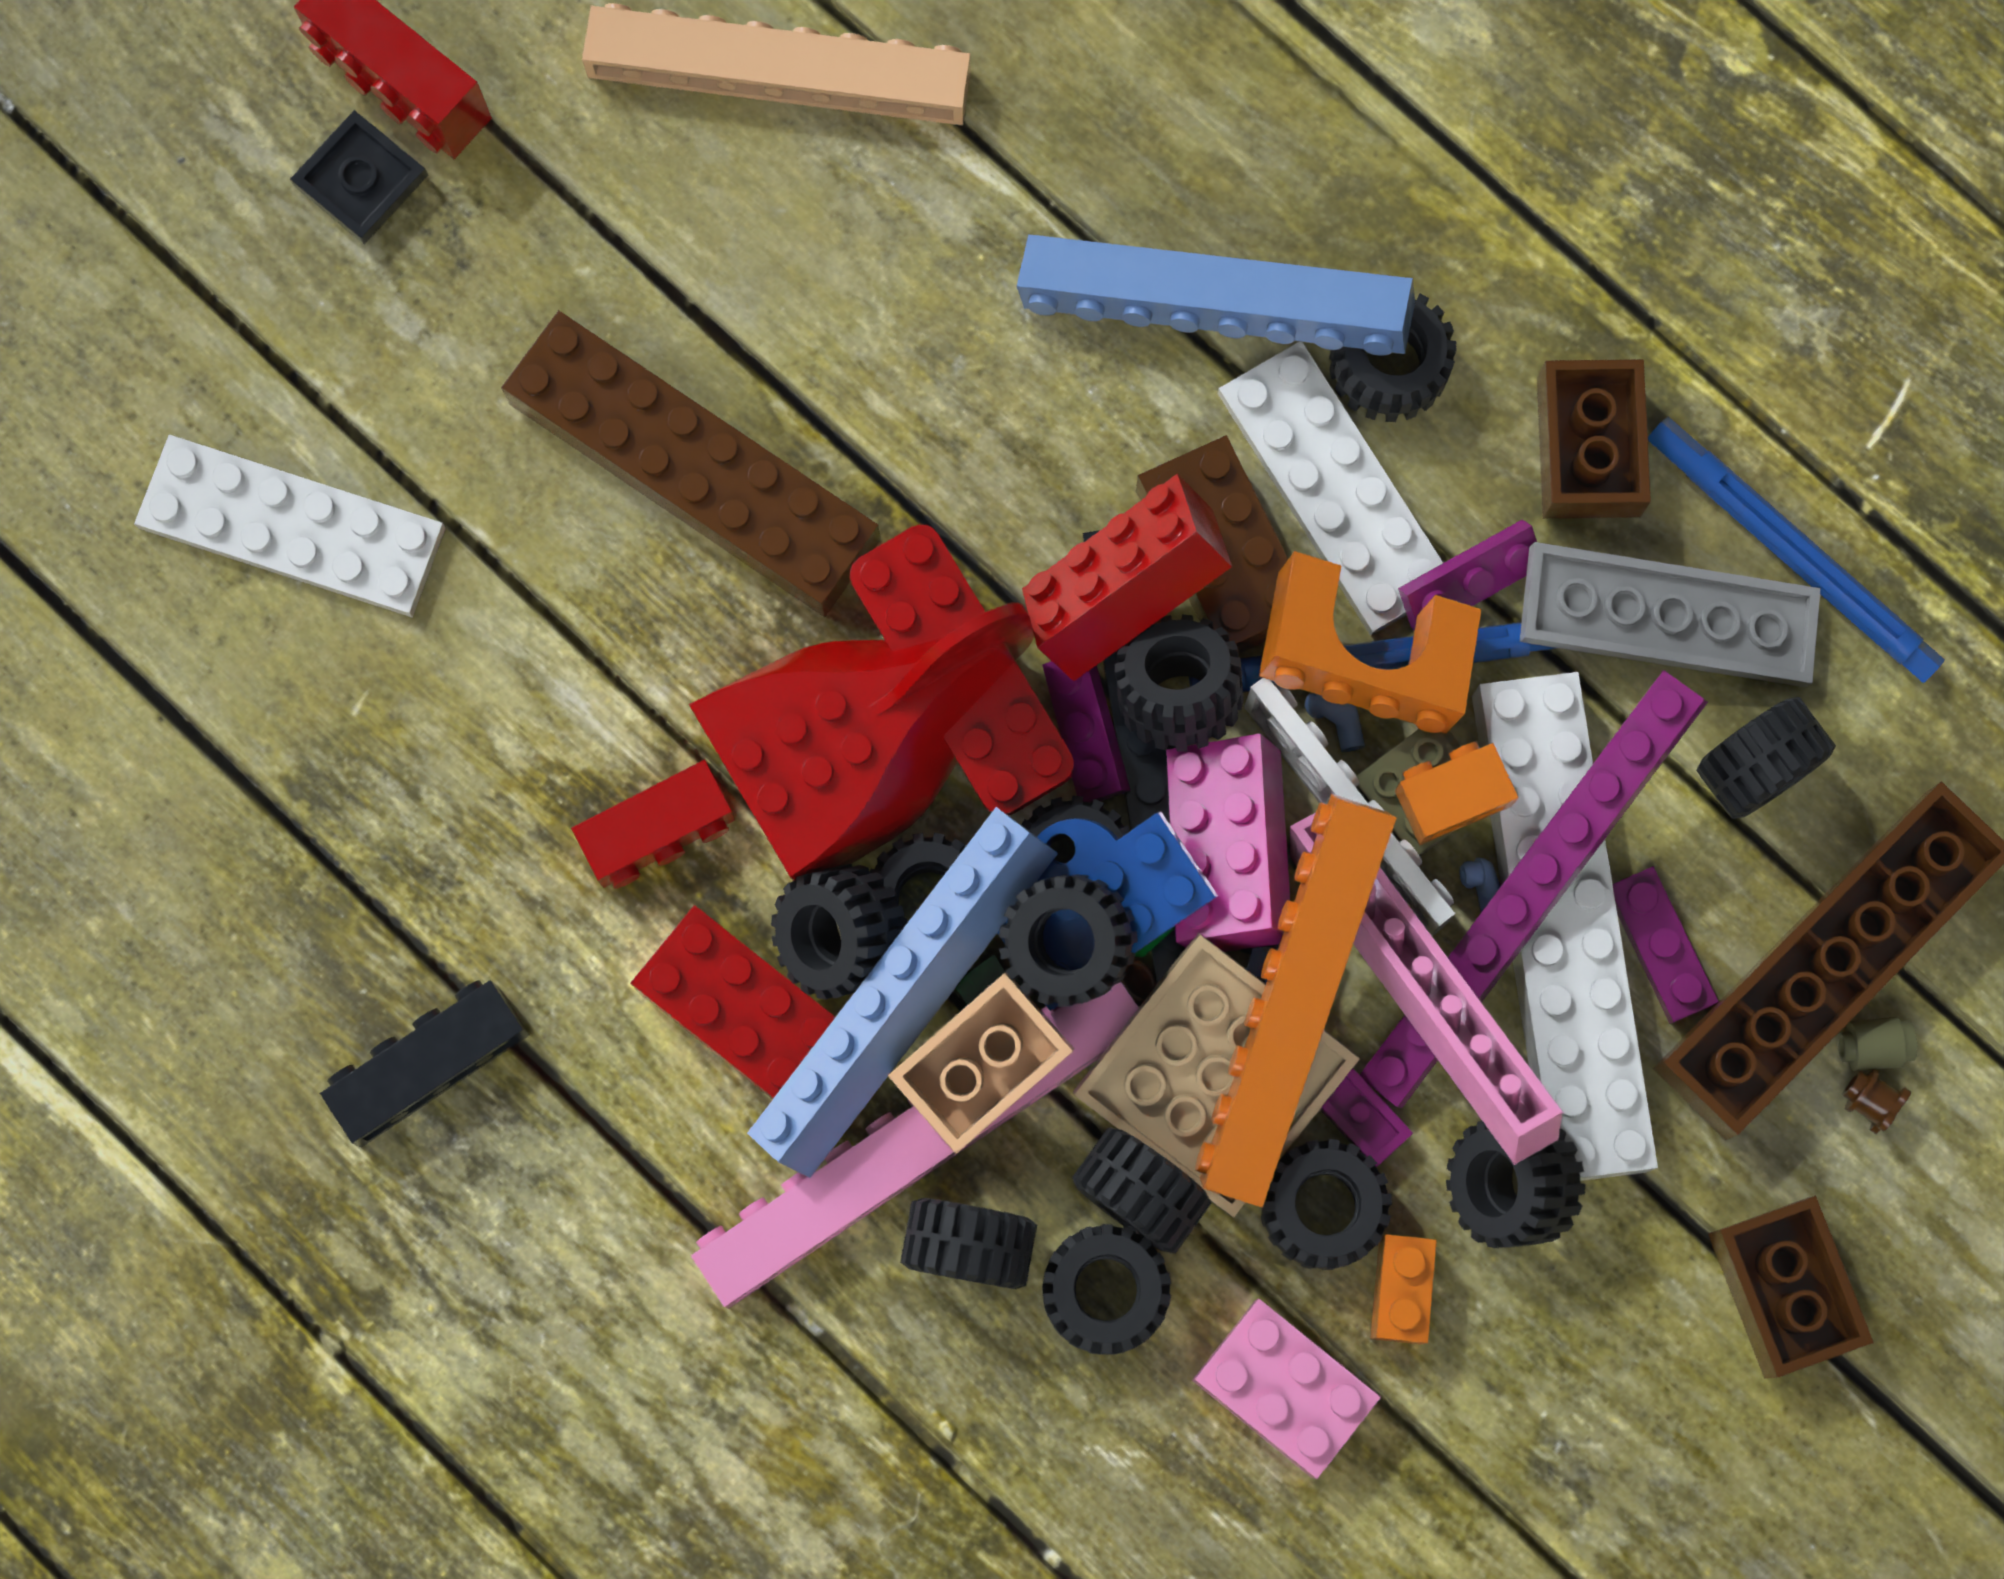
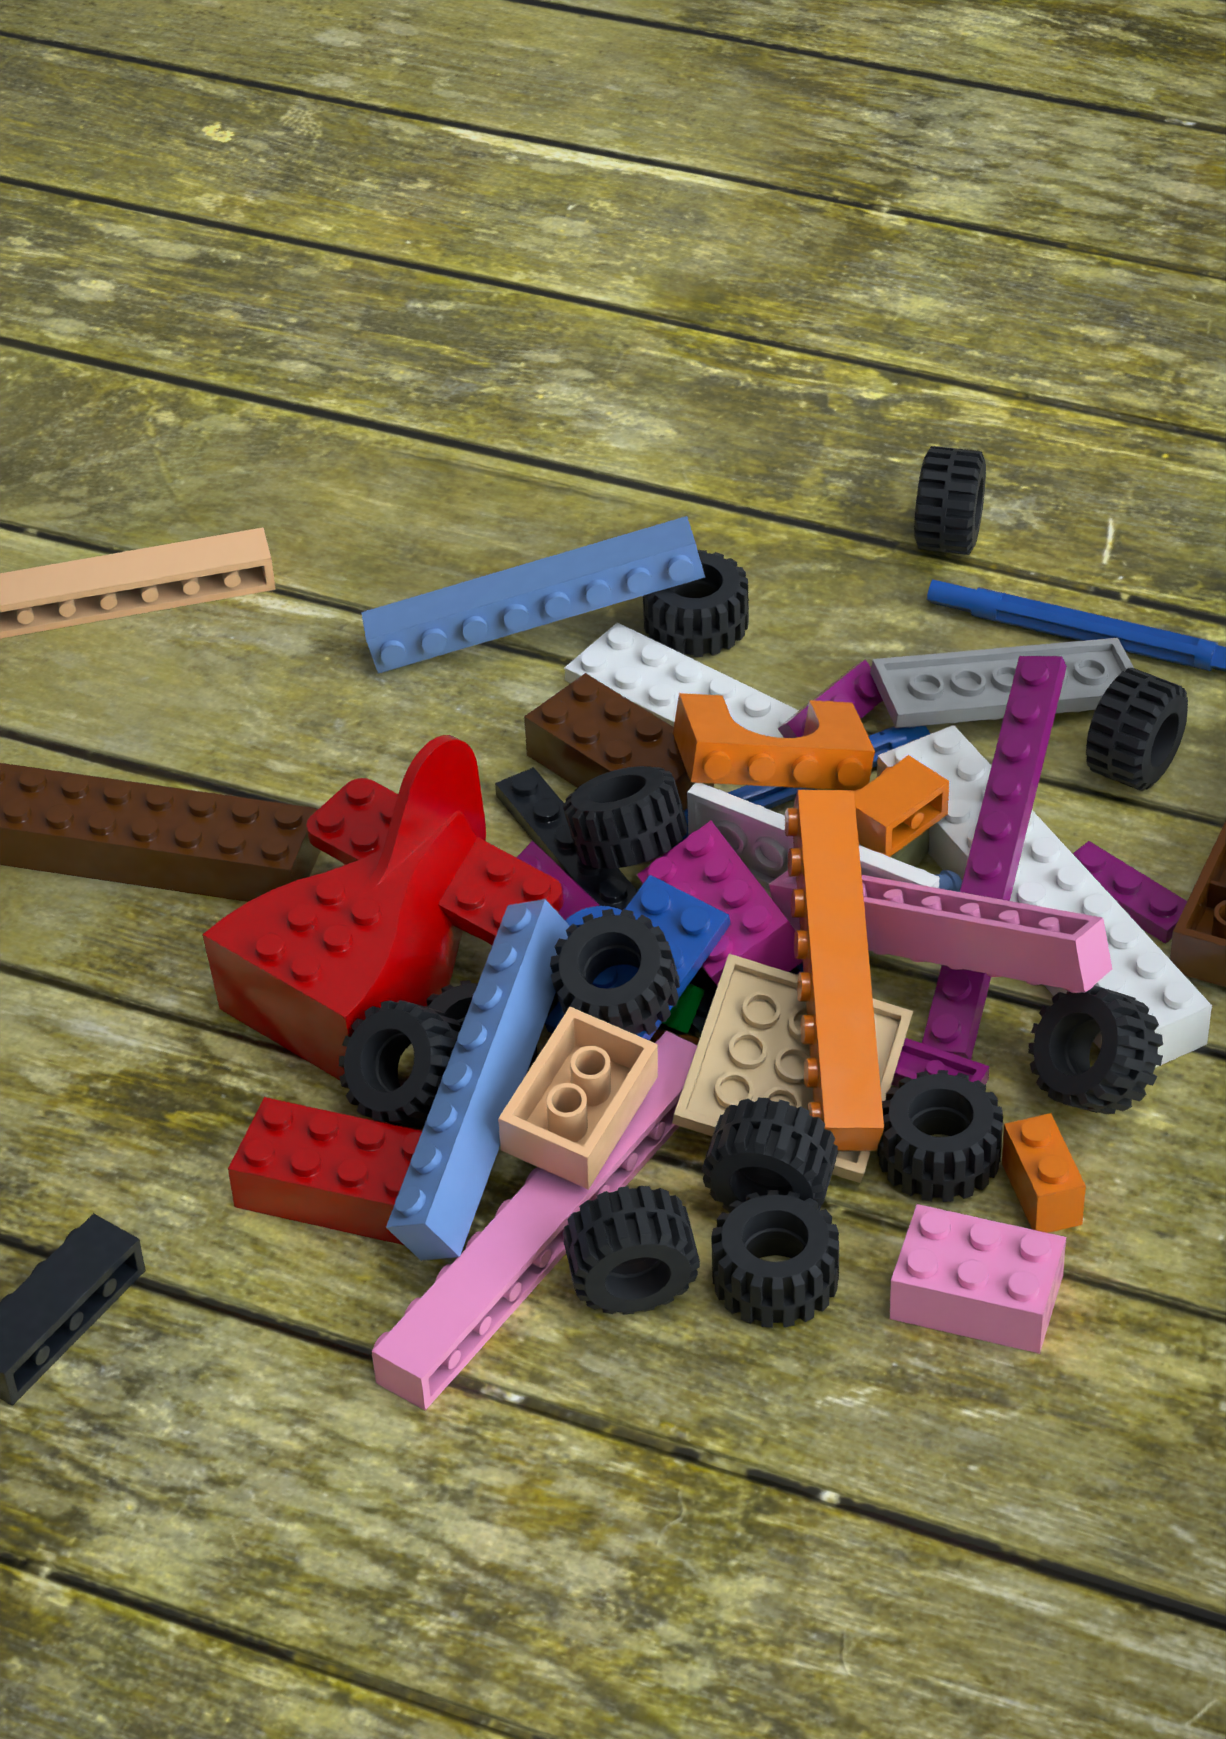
camera: 20 degrees left, 35 degrees down
(654, 826) = (201, 1074): red brick -> none
(1125, 577) = (548, 755): red brick -> none
(1593, 439) = (884, 600): reddish brown brick -> none
(1728, 322) = (950, 500): none -> black tyre

